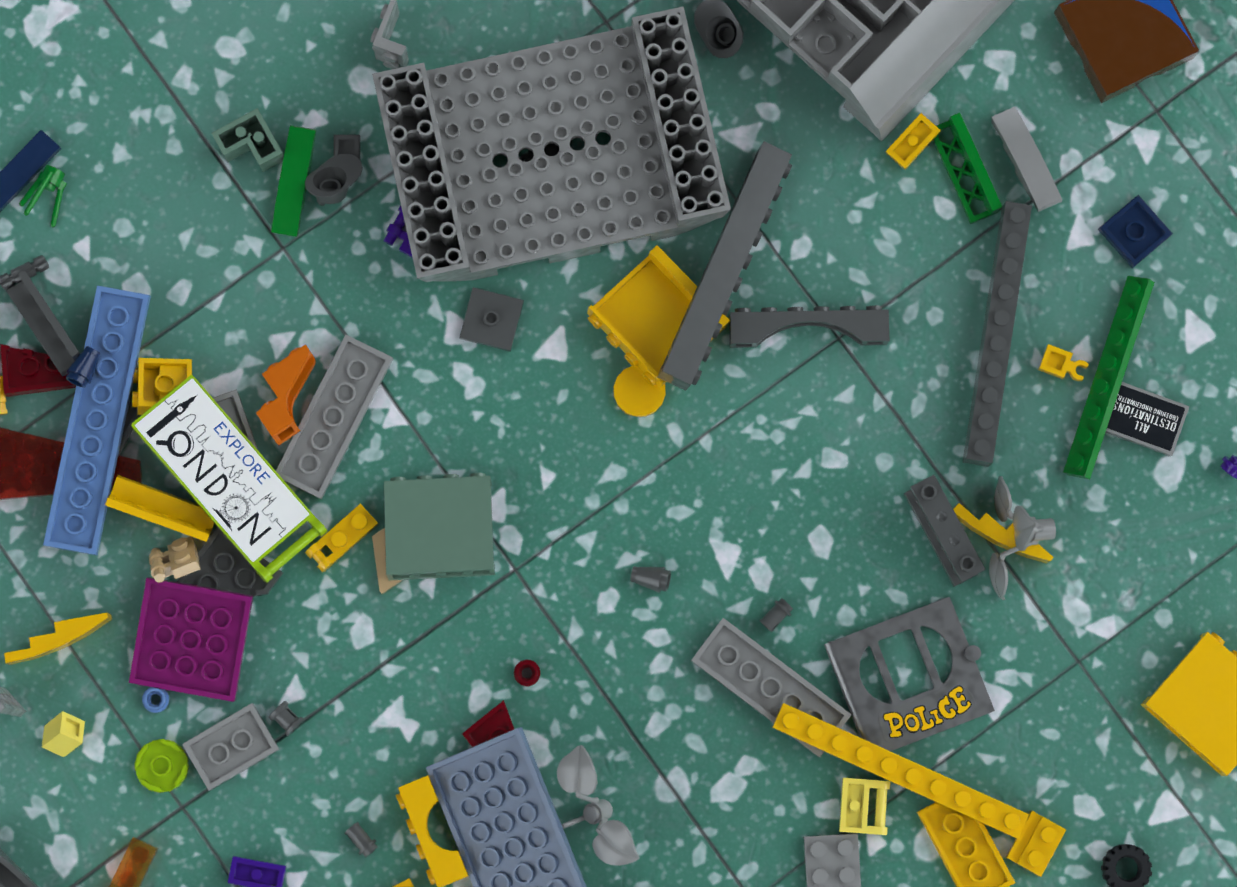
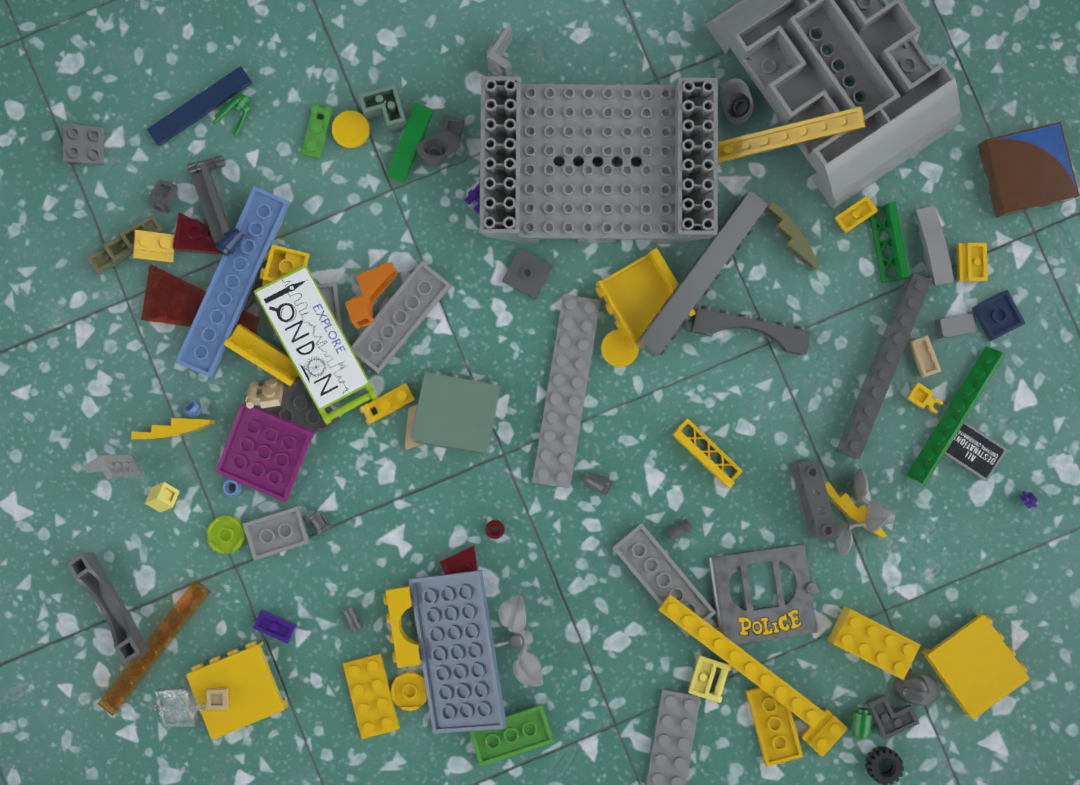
camera: 20 degrees right, 5 degrees up
(78, 605) = (192, 409): none -> medium blue plate
(164, 194) = (317, 132): none -> bright green plate
(209, 181) = (350, 129): none -> yellow tile
(580, 465) = (566, 391): none -> light grey plate
(783, 510) = (703, 458): none -> yellow fence
(795, 58) = (791, 134): none -> yellow plate
(842, 195) = (796, 241): none -> olive slope
(1049, 308) = (924, 356): none -> tan plate
(1072, 705) = (873, 642): none -> yellow brick
(1081, 258) = (955, 326): none -> slope
(1081, 817) = (861, 722): none -> green brick
(1082, 169) = (972, 262): none -> yellow plate
(1117, 807) = (890, 721): none -> dark grey plate
(1145, 756) = (916, 689): none -> dark grey piece

